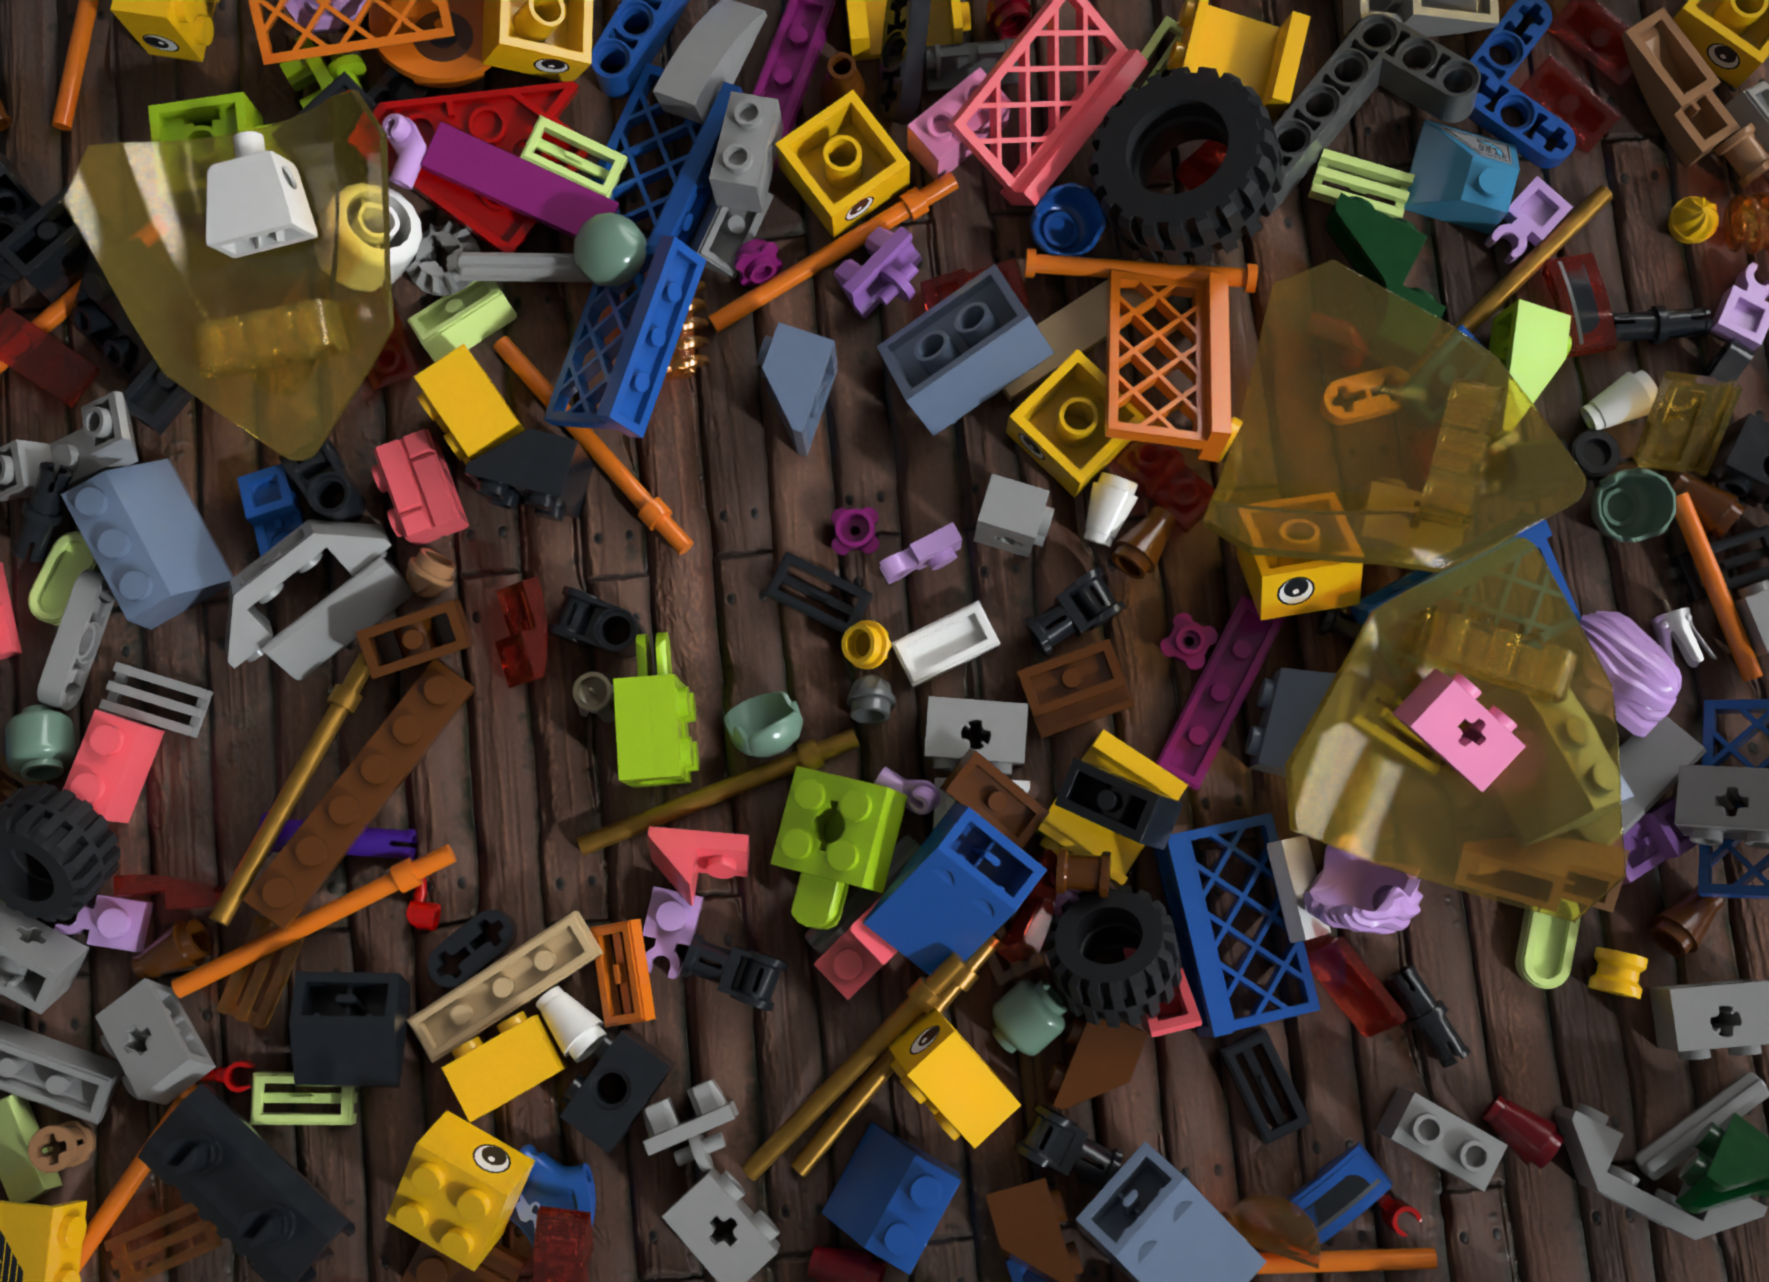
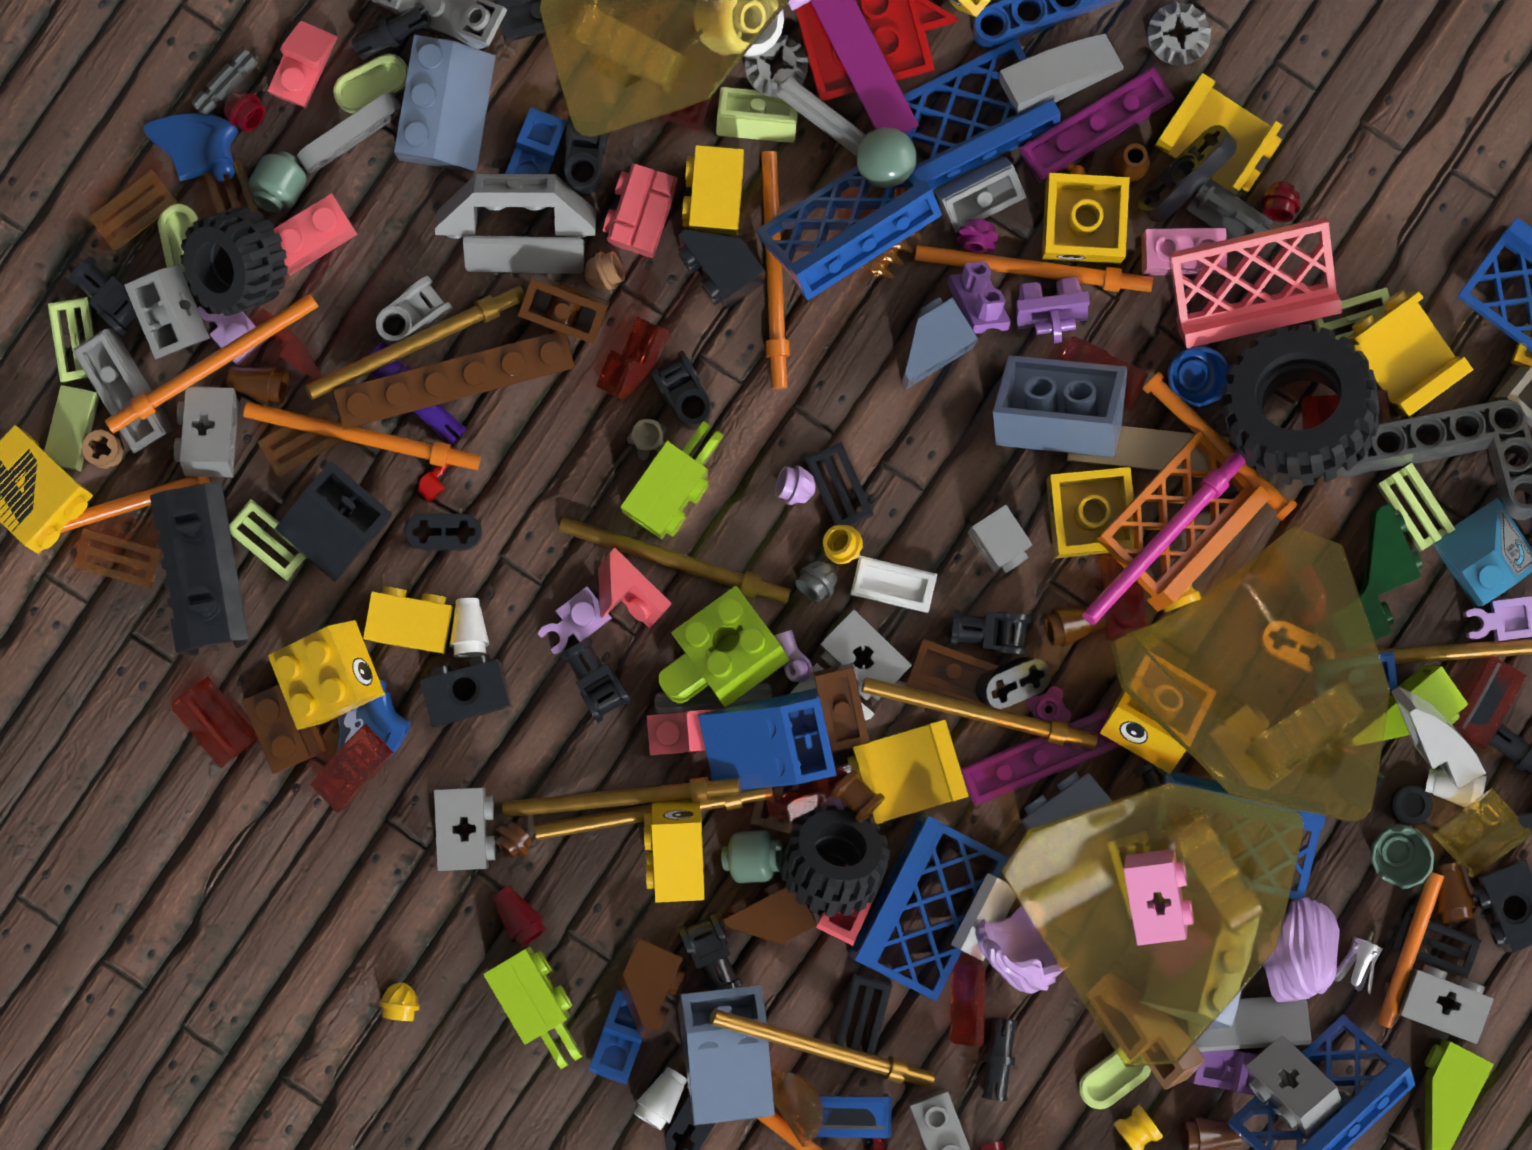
camera: 30 degrees right, 5 degrees up
(66, 1067) = (145, 404): none -> orange bar
(118, 688) = (350, 183): light grey tile -> none
(226, 1075) = (231, 485): red hand -> none
(269, 758) = (413, 311): none -> light grey piece
(505, 986) = (446, 573): tan tile -> none
(581, 142) = (898, 40): yellowish green tile -> none
(629, 971) = (530, 626): orange tile -> none
(667, 1130) = (476, 741): light grey hips -> none
(746, 152) = (1027, 162): light grey brick -> none
(764, 724) = (737, 542): sand green hair -> none
(775, 626) = (794, 485): none -> lavender plate
(781, 1198) = (513, 840): none -> reddish brown plate
(809, 311) = (978, 298): none -> medium lavender hips
(847, 519) = (896, 475): magenta plate -> none
(891, 1197) = (580, 893): blue slope -> none
(932, 550) = (935, 519): lavender plate -> none
(1109, 507) = (1069, 583): white cone -> none
(1118, 804) = (915, 772): black brick -> none
(1128, 637) = (1009, 675): none -> black beam
(1168, 307) = (1211, 487): none -> dark pink bar
(1213, 656) = (1054, 731): none -> pearl gold bar
(1335, 1114) = (892, 1068): none -> pearl gold bar
(1580, 365) = (1438, 739): none -> slope

